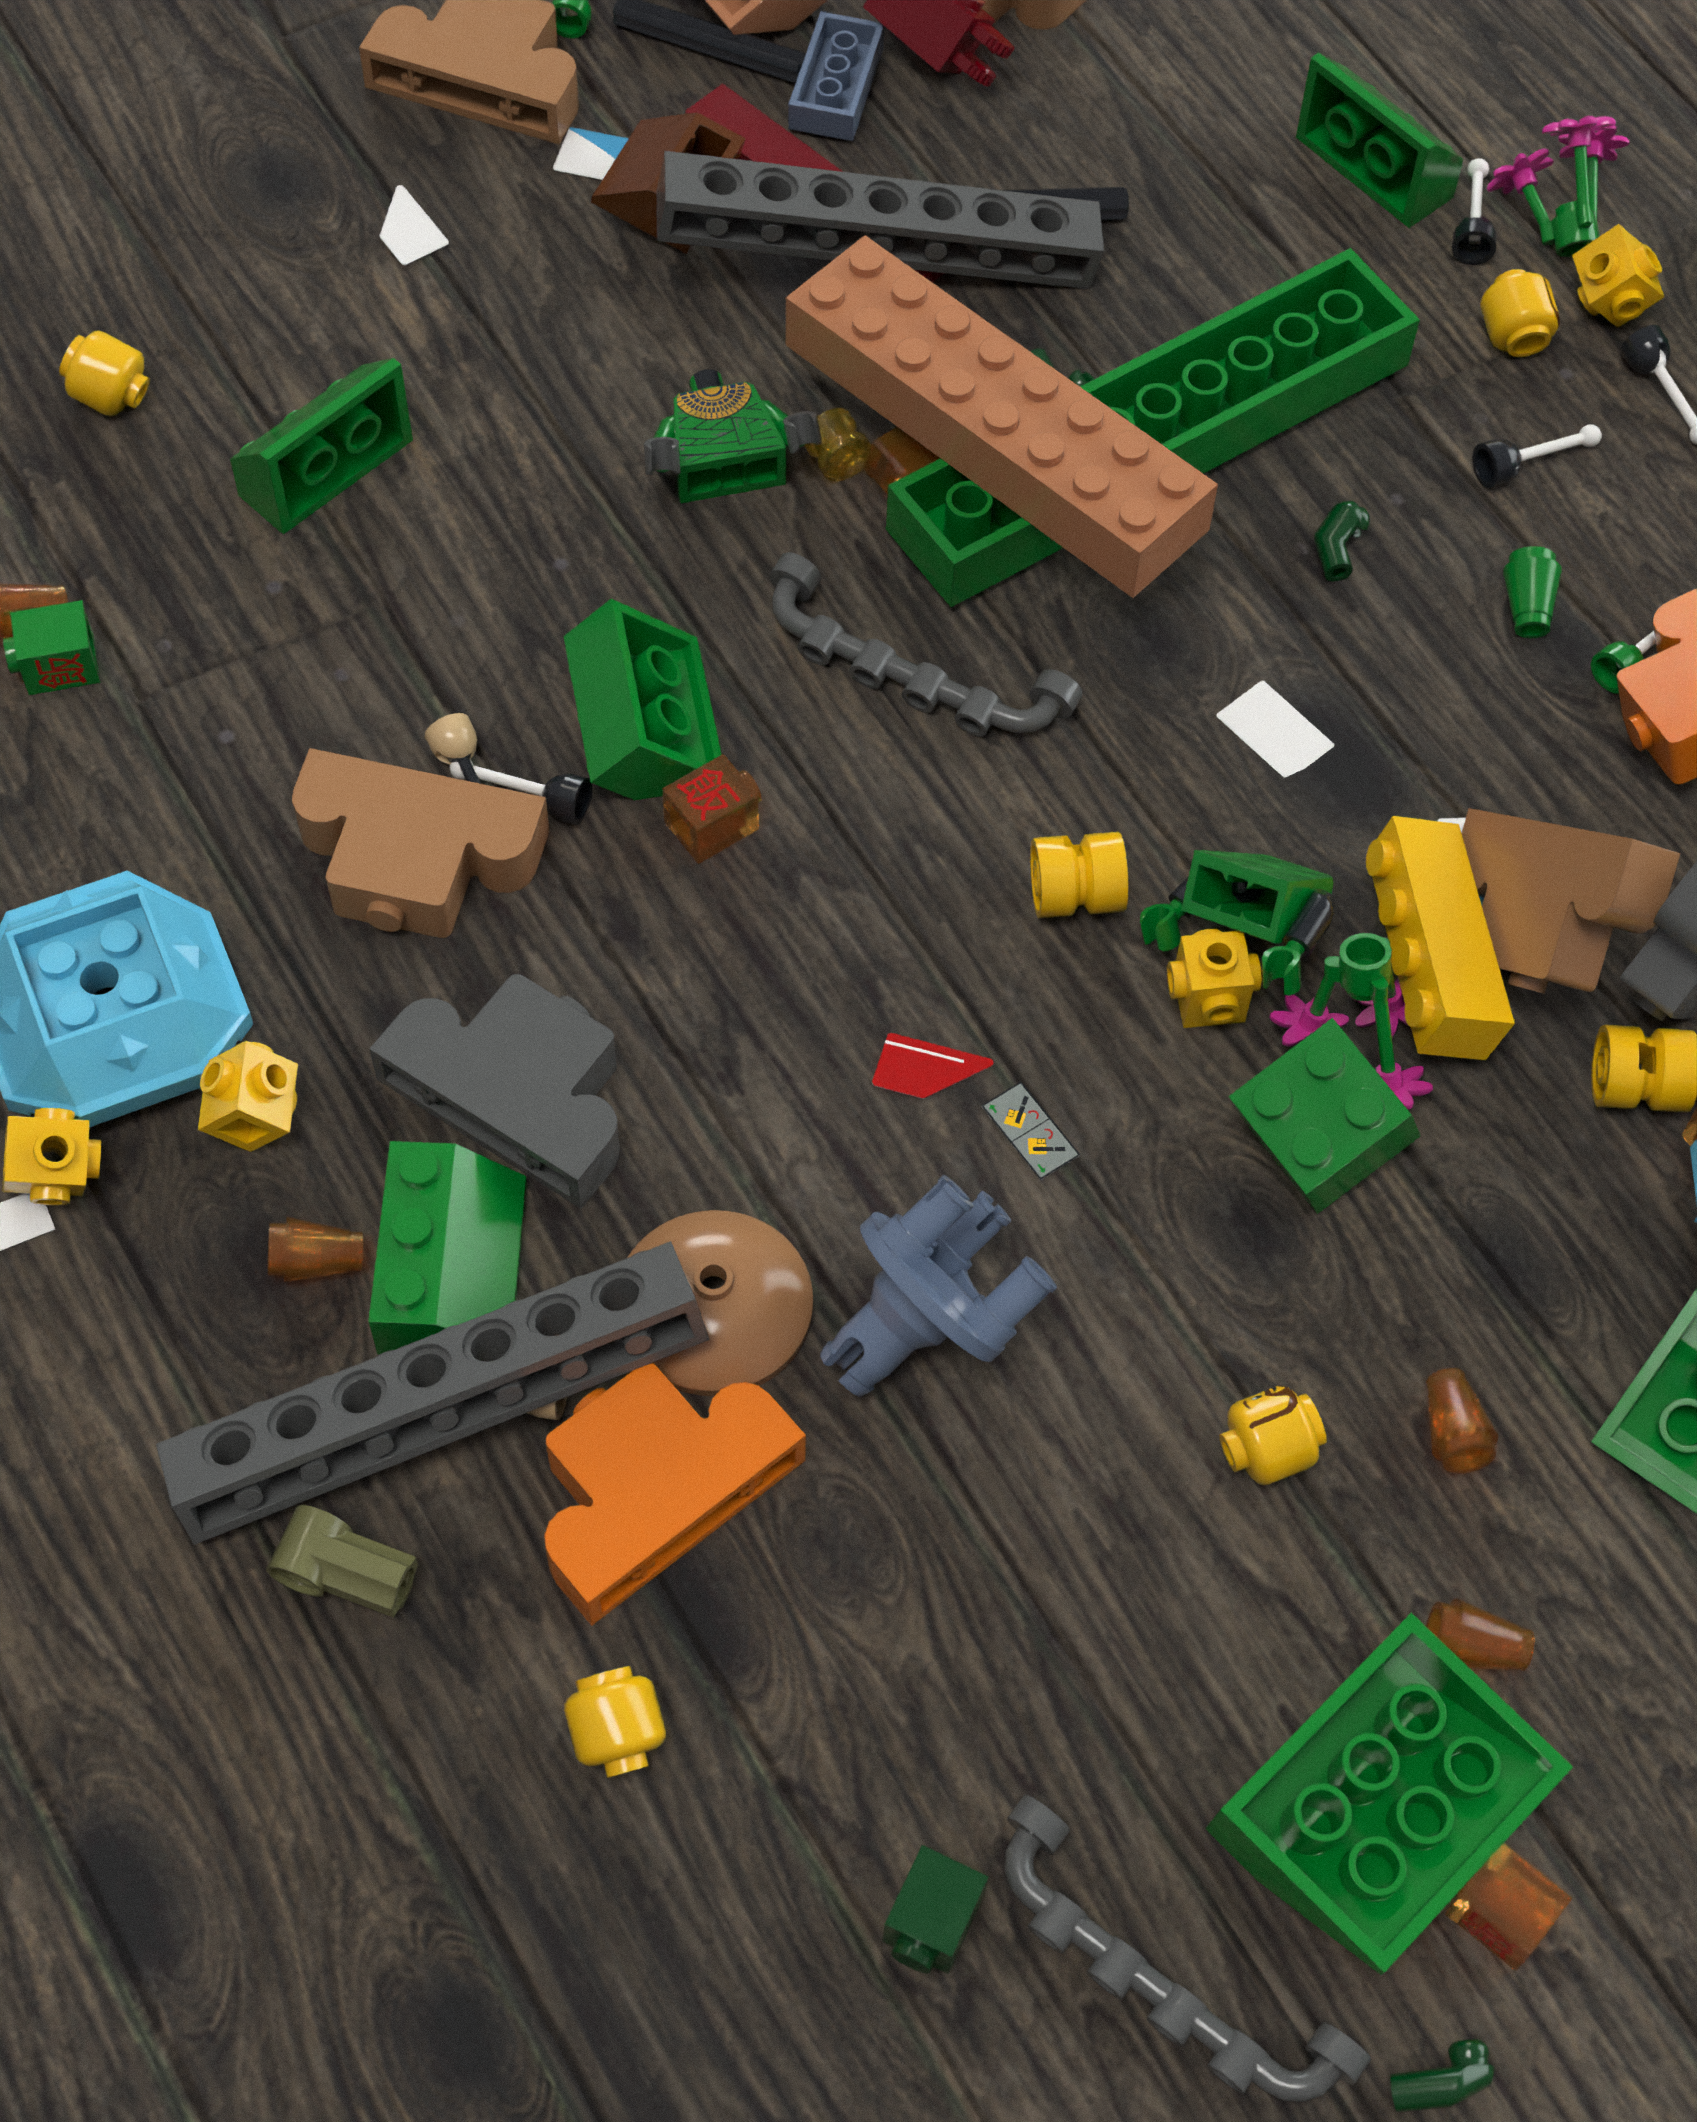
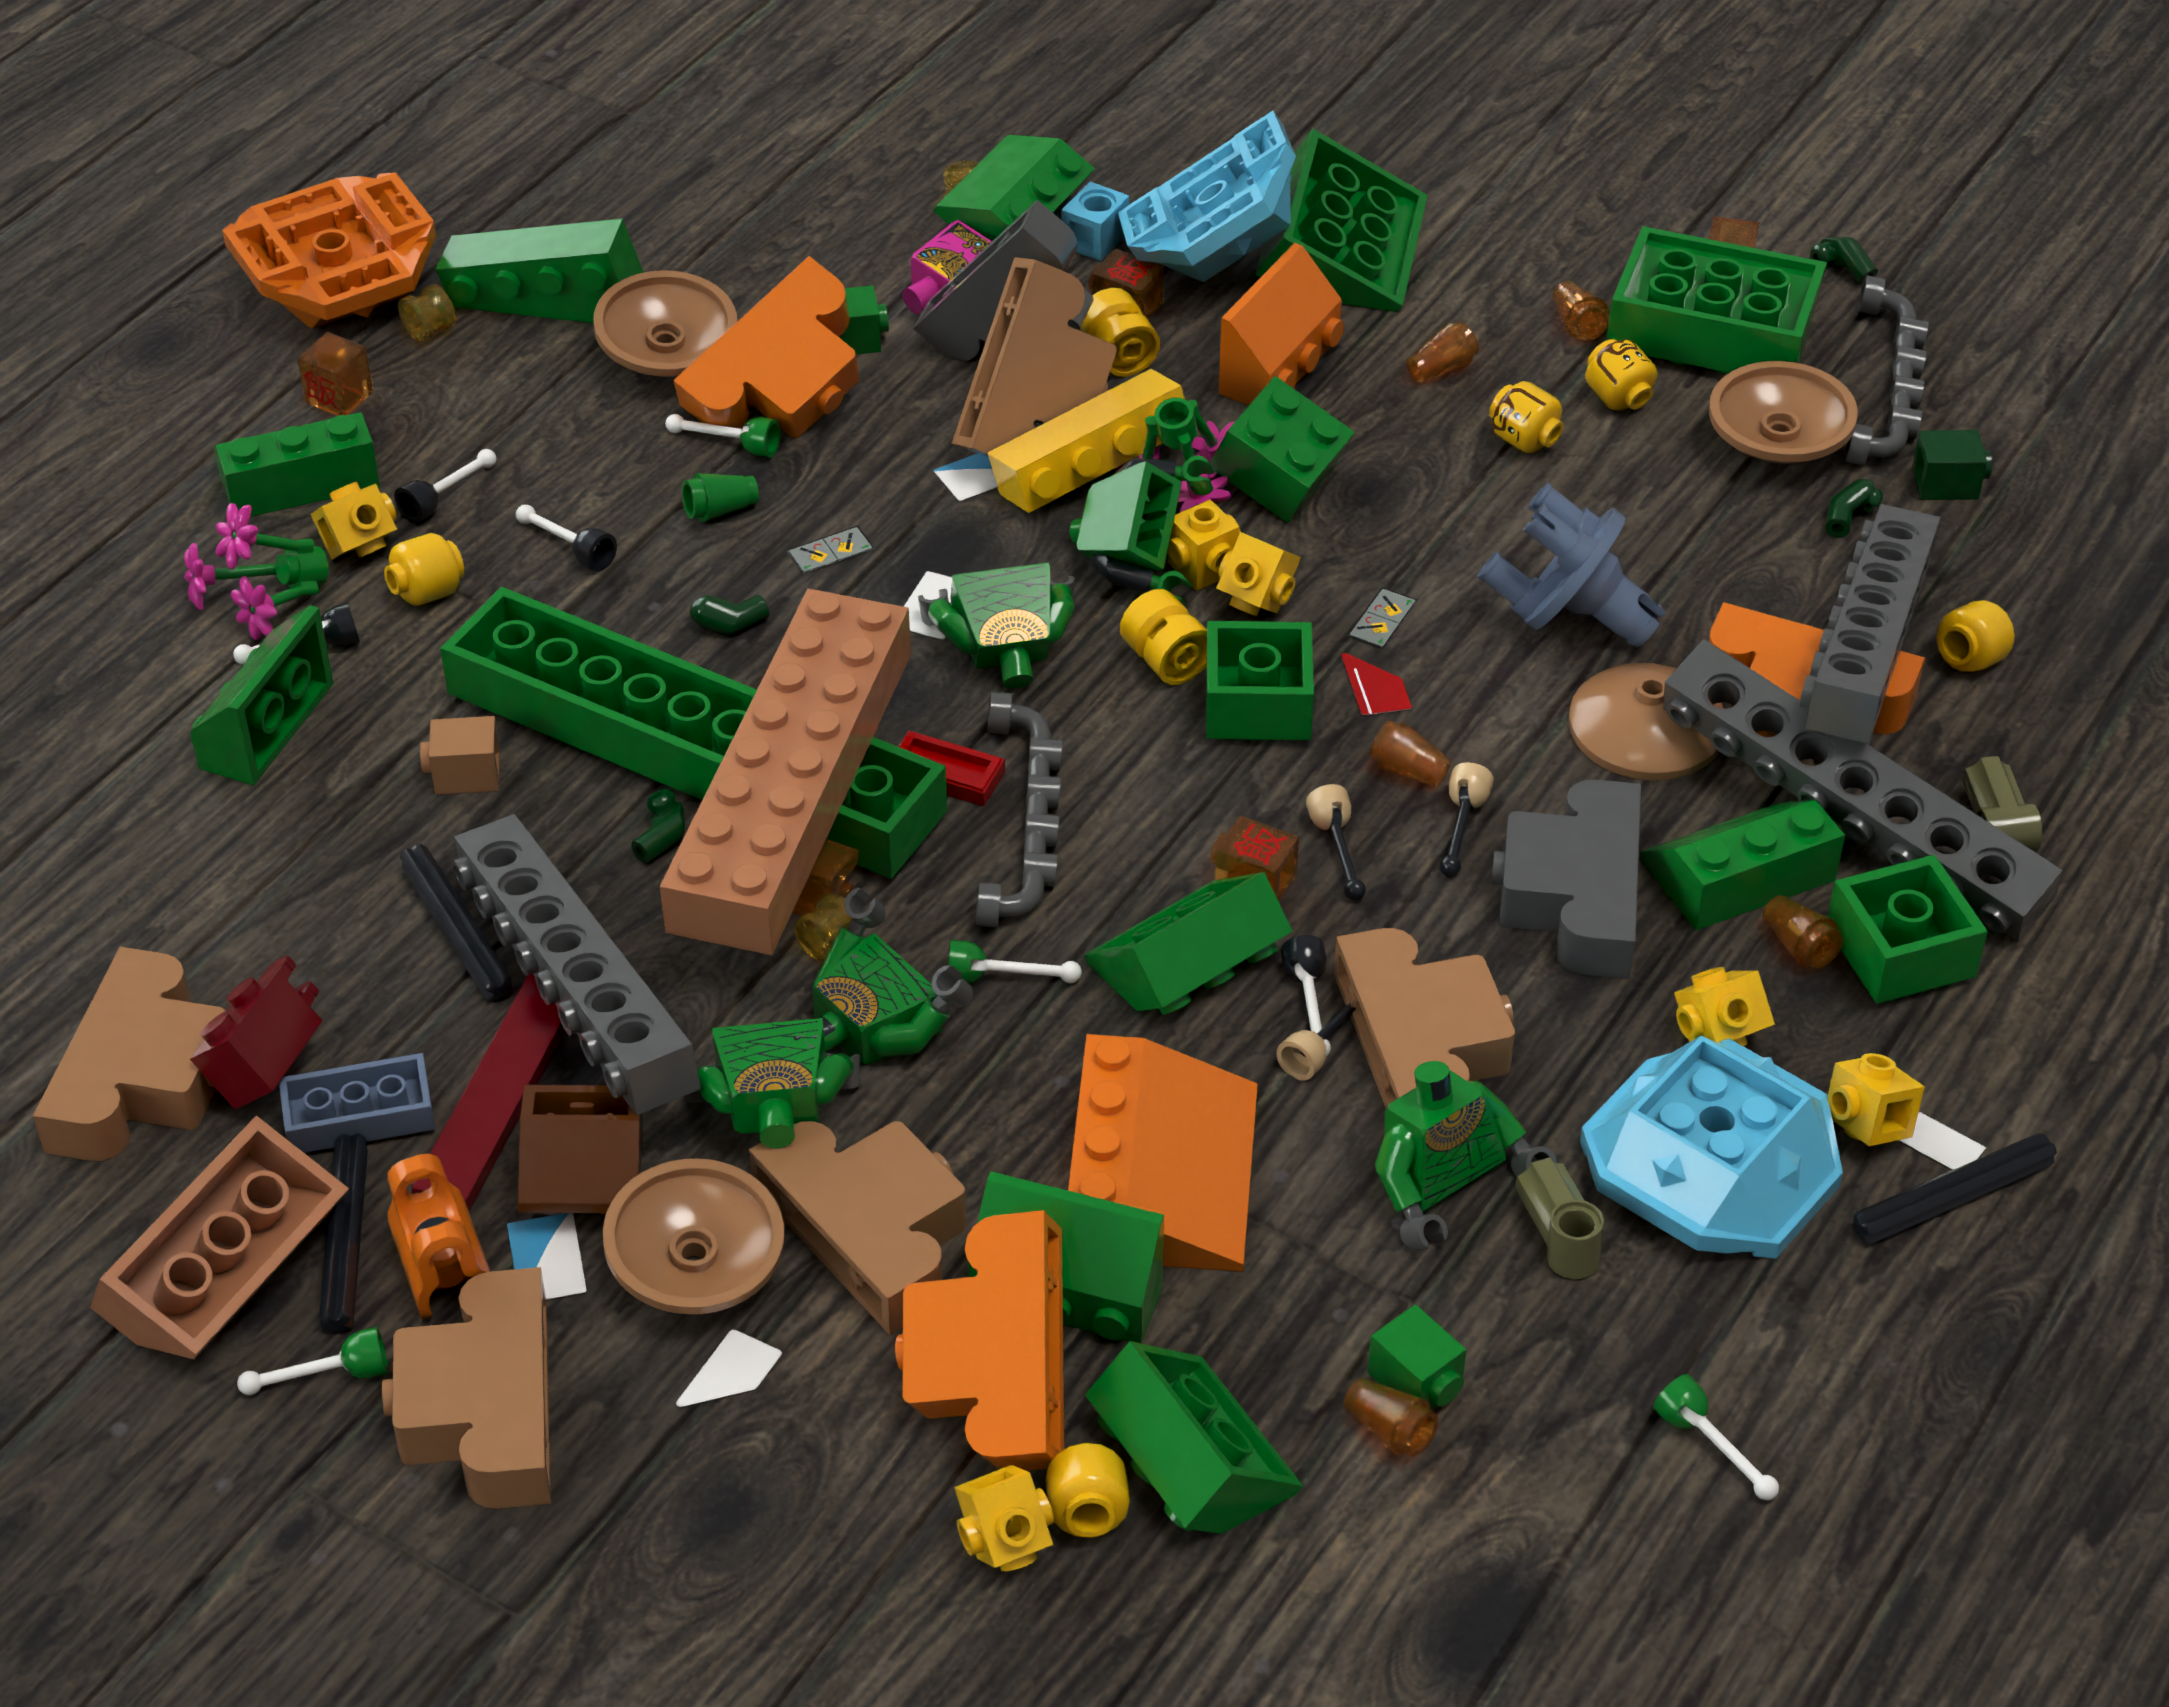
camera: 115 degrees left, 15 degrees down
(99, 466) = (1190, 1438): none -> green slope
(112, 298) = (1004, 1518): none -> yellow brick
(118, 833) = (1563, 1218): none -> olive piece
(225, 1323) = (1907, 928): none -> green brick
(253, 775) = (1440, 1142): none -> green torso
(260, 342) = (993, 1342): none -> orange brick
(406, 570) = (1168, 1141): none -> orange slope
(489, 345) = (868, 1210): none -> medium nougat brick
(524, 209) = (687, 1212): none -> medium nougat dish
(631, 73) = (432, 1230): none -> orange piece
(648, 309) = (773, 1077): none -> green torso
(702, 1056) = (1474, 795): none -> hinge
(706, 1644) = (1869, 624): none -> dark grey brick
(732, 532) = (972, 963): none -> hinge
(746, 913) = (1331, 810): none -> hinge
(784, 1022) = (1407, 753): none -> clear orange cone
(943, 1746) = (1843, 504): none -> dark green arm
(954, 916) = (1259, 680): none -> green brick
(1013, 632) = (969, 772): none -> red tile
(1125, 1690) = (1783, 412): none -> medium nougat dish
(1126, 998) = (1257, 575): none -> yellow brick
(1184, 744) = (1003, 617): none -> green torso
(1229, 264) = (462, 755): none -> medium nougat brick
(1306, 1599) = (1621, 374): none -> yellow head
(1412, 674) = (830, 549): none -> light grey sticker
(1556, 1225) = (1278, 327): none -> orange slope

